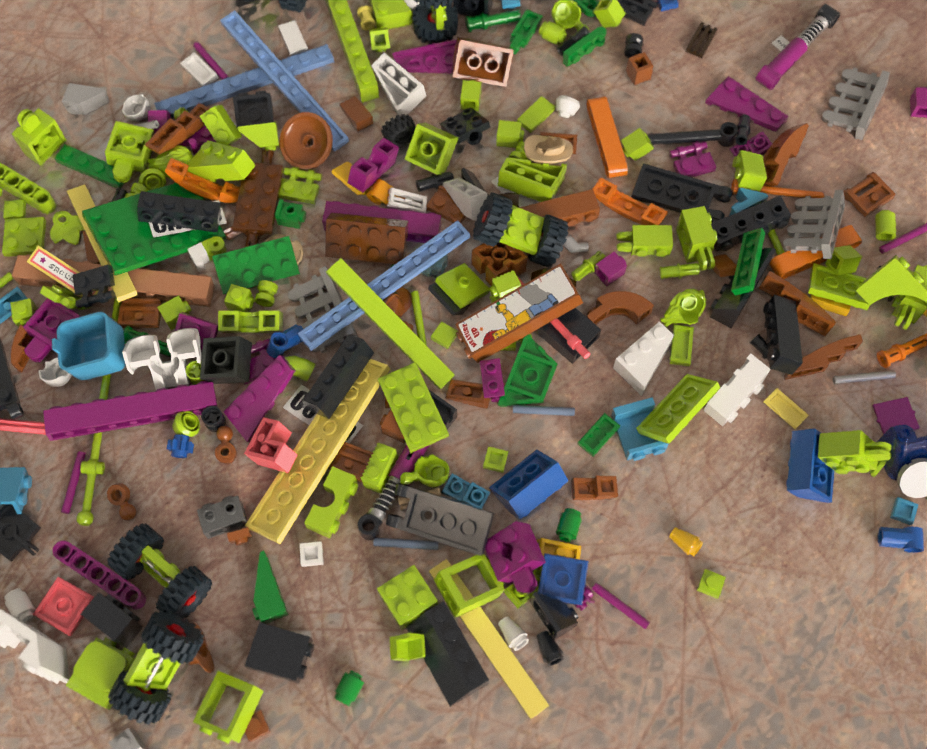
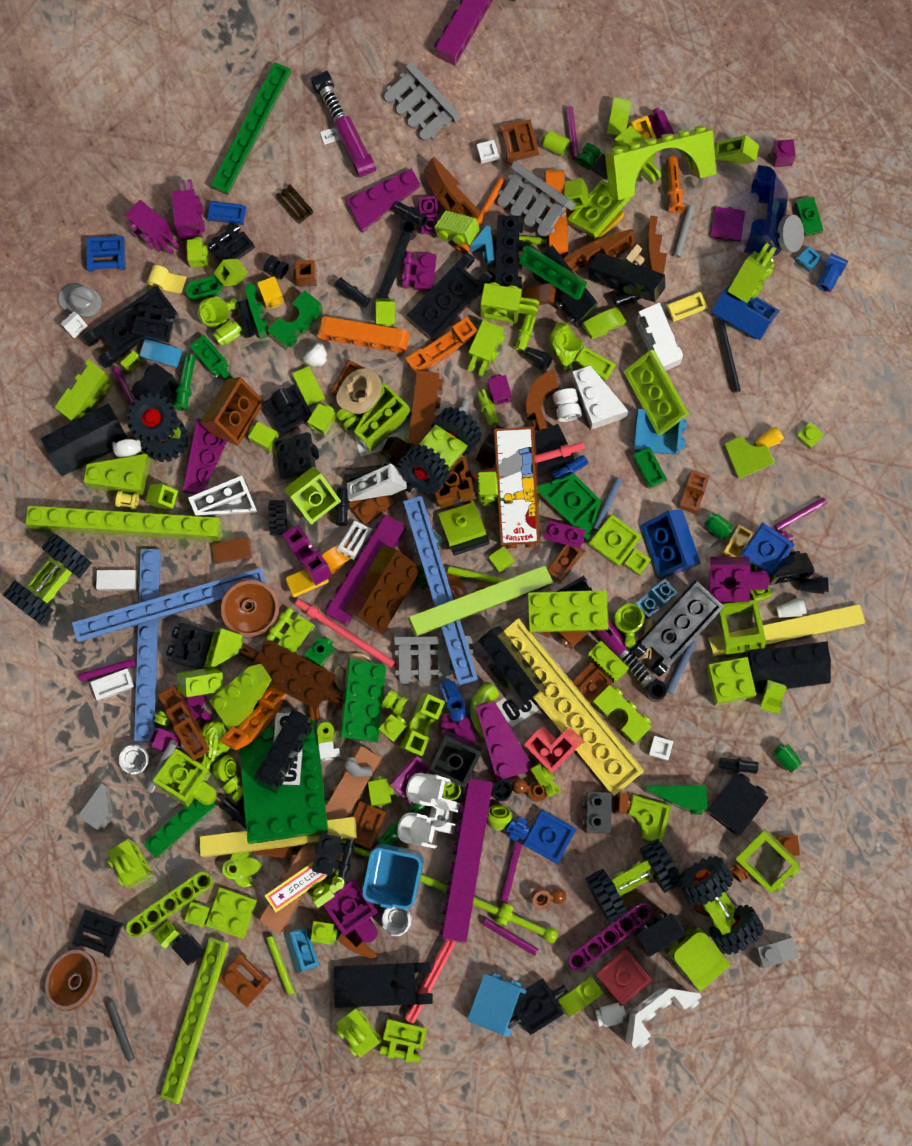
camera: 65 degrees left, 10 degrees up
(33, 571) = (580, 996): none -> lime slope
(137, 459) = (510, 872): none -> magenta piece
(183, 281) = (355, 770): none -> light grey arm
(183, 480) = (549, 837): none -> blue plate
(206, 681) = (739, 873): none -> dark orange plate
(237, 455) = (546, 778): none -> lime plate
(238, 572) = (651, 817): none -> lime tile
(322, 639) = (738, 765): none -> black axle
(325, 195) = (313, 612): none -> coral bar
(506, 103) = (287, 409): none -> black plate
(509, 430) = (615, 540): none -> lime plate
(563, 361) = (570, 468): none -> blue axle
(604, 85) = (285, 332): none -> green arch
(607, 51) = (271, 293): none -> yellow brick
(622, 334) = (567, 405): none -> white wheel
(642, 112) = (352, 292): none -> black pin
(655, 526) = (748, 458): none -> lime tile
(660, 292) = (538, 358): none -> black cone
(727, 335) = (603, 322): none -> lime slope
(755, 469) = (728, 356): none -> black bar
(809, 337) = (633, 256): none -> tan tile
(842, 171) = (487, 151): none -> white plate
(885, 255) = (587, 157): none -> green wheel

